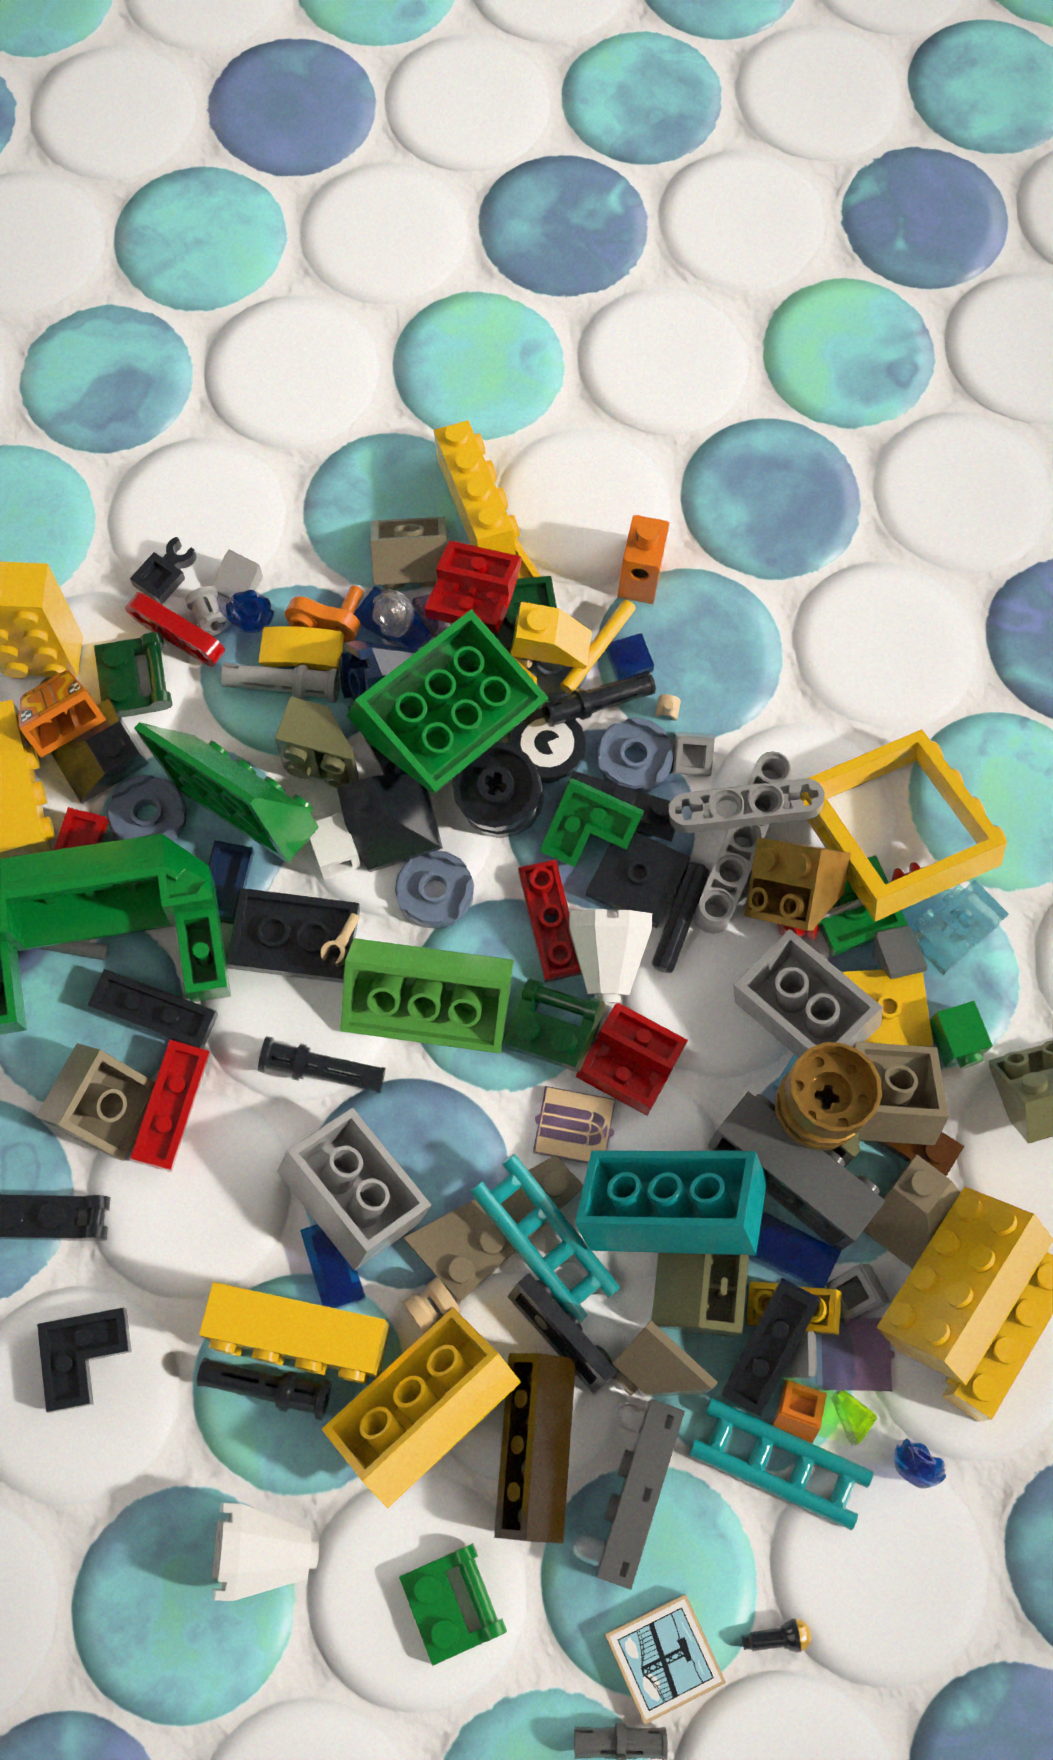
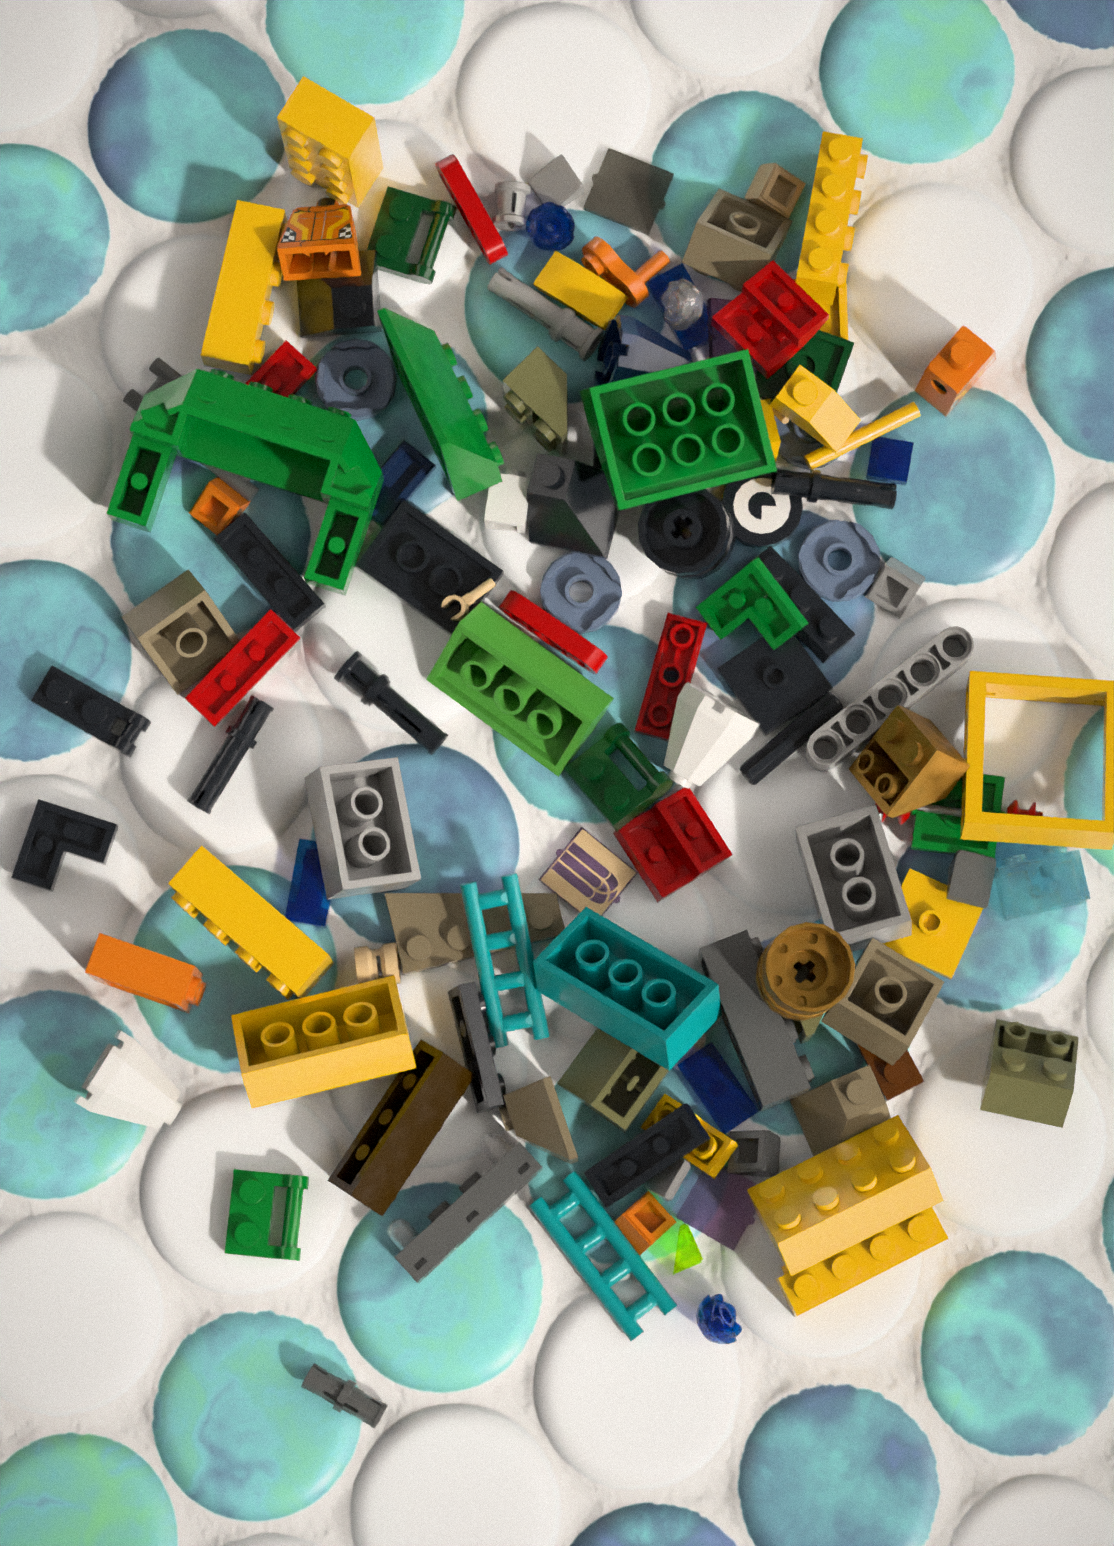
camera: 35 degrees right, 10 degrees up
(77, 977) = (218, 506): none -> orange slope
(162, 575) = (485, 145): black plate -> none
(198, 1188) = (230, 754): none -> black pin
(219, 1433) = (146, 973): none -> orange window
(284, 1390) = (217, 967): black pin -> none
(299, 558) = (628, 191): none -> clear smoke piece
(417, 499) = (775, 189): none -> tan slope
(429, 932) = (553, 632): none -> red beam
(665, 1658) = (417, 1353): tile -> none
(668, 705) = (896, 530): tan hand -> none
(745, 800) = (901, 675): light grey beam -> none
(793, 1635) = (532, 1394): black piece -> none
(960, 1035) = (981, 983): green brick -> none

